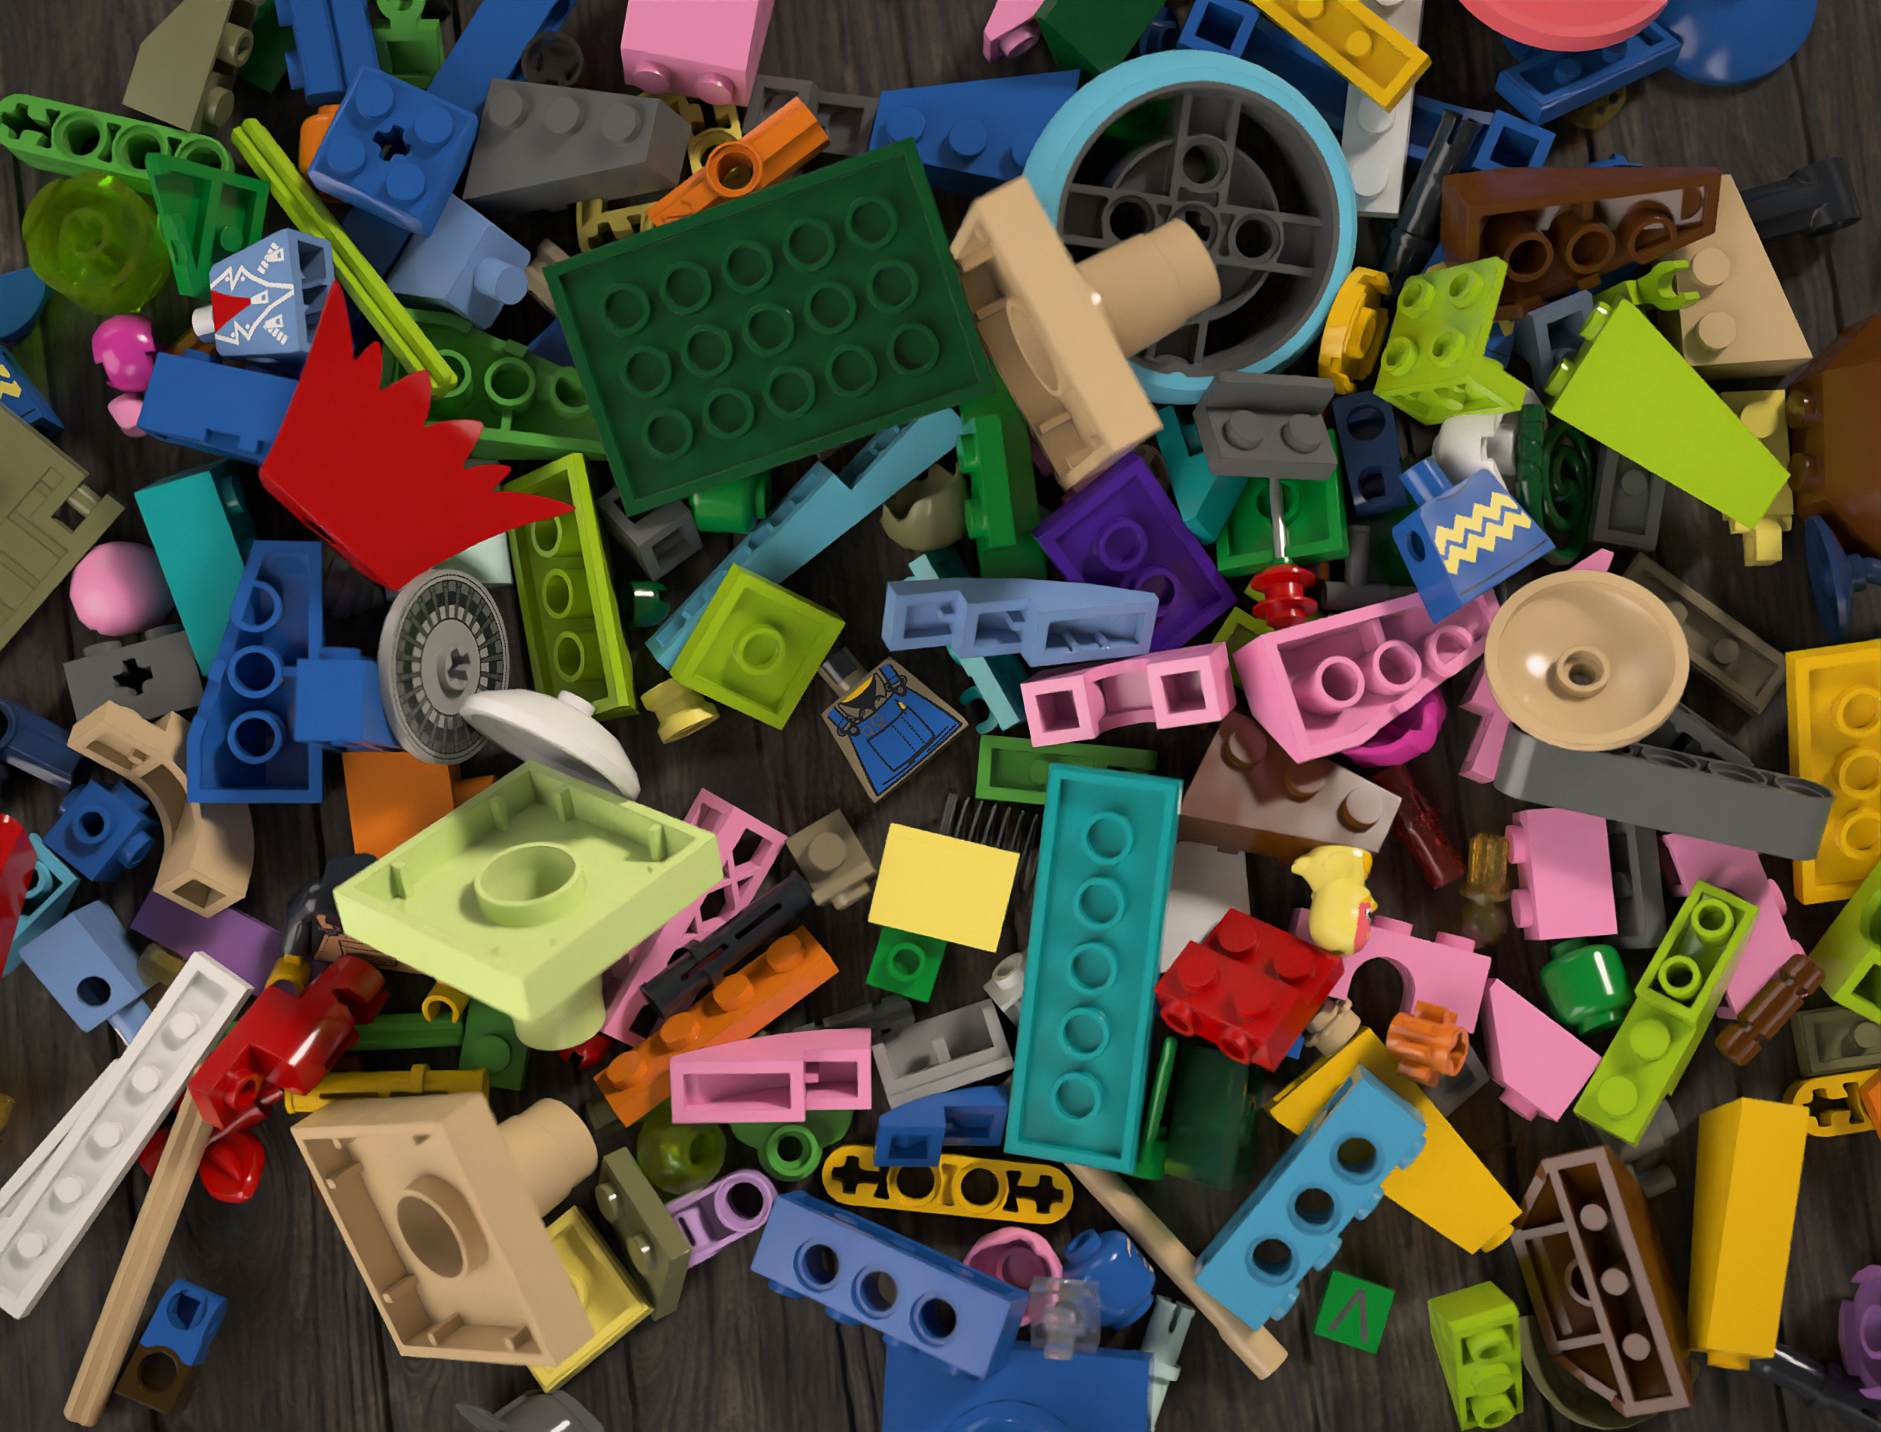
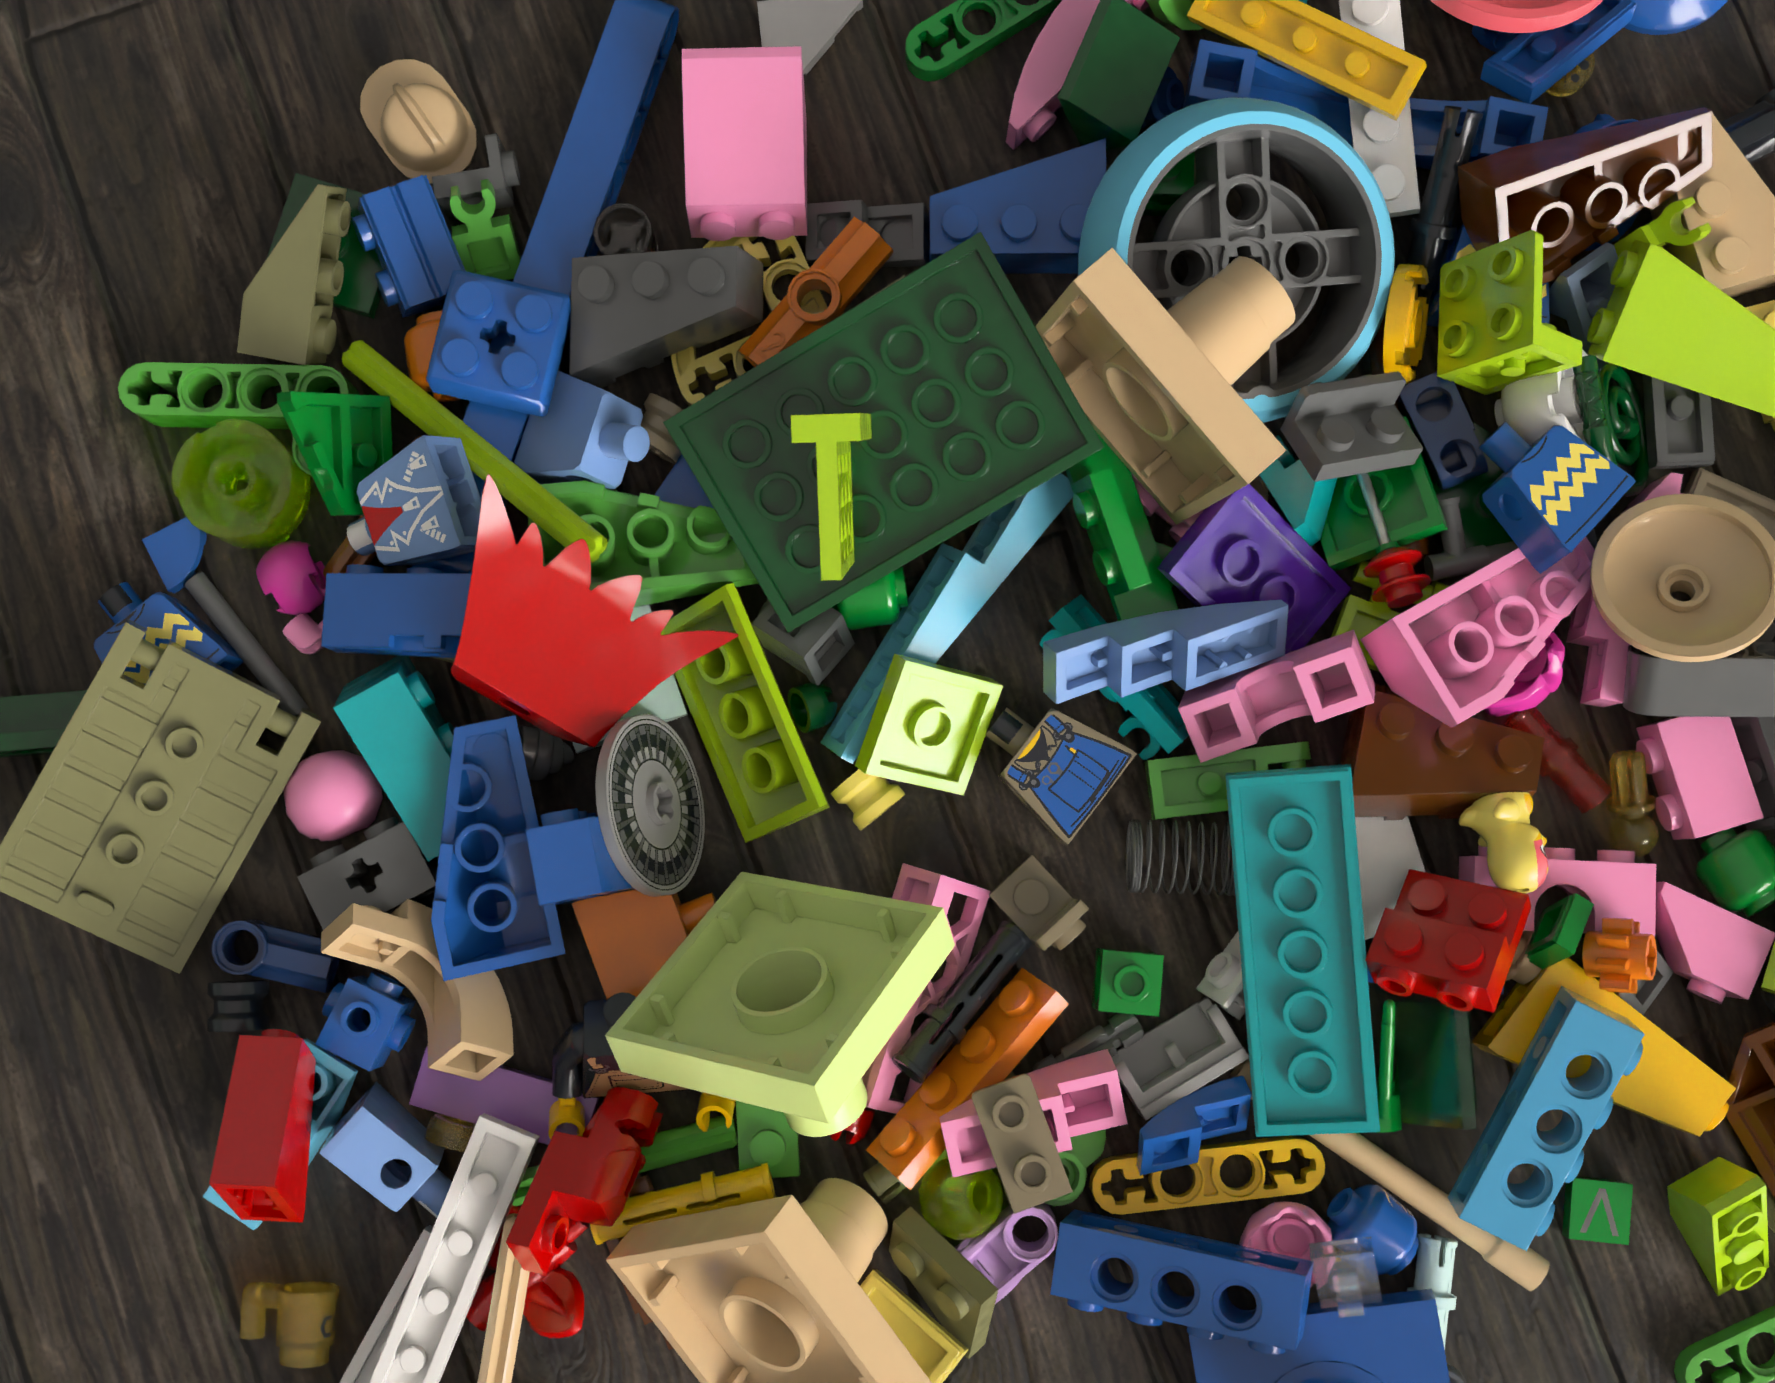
camera: 15 degrees left, 0 degrees up
(67, 411) = (244, 643): none -> dark grey bar
(553, 734) = (767, 846): white dish -> none
(689, 366) = (834, 482): none -> lime fence
(749, 1101) = (1021, 1142): none -> dark tan bracket
(928, 511) = (1056, 567): olive hair -> none
(943, 887) = (1150, 909): light yellow slope -> none
(1370, 1004) = (1558, 931): none -> green tile

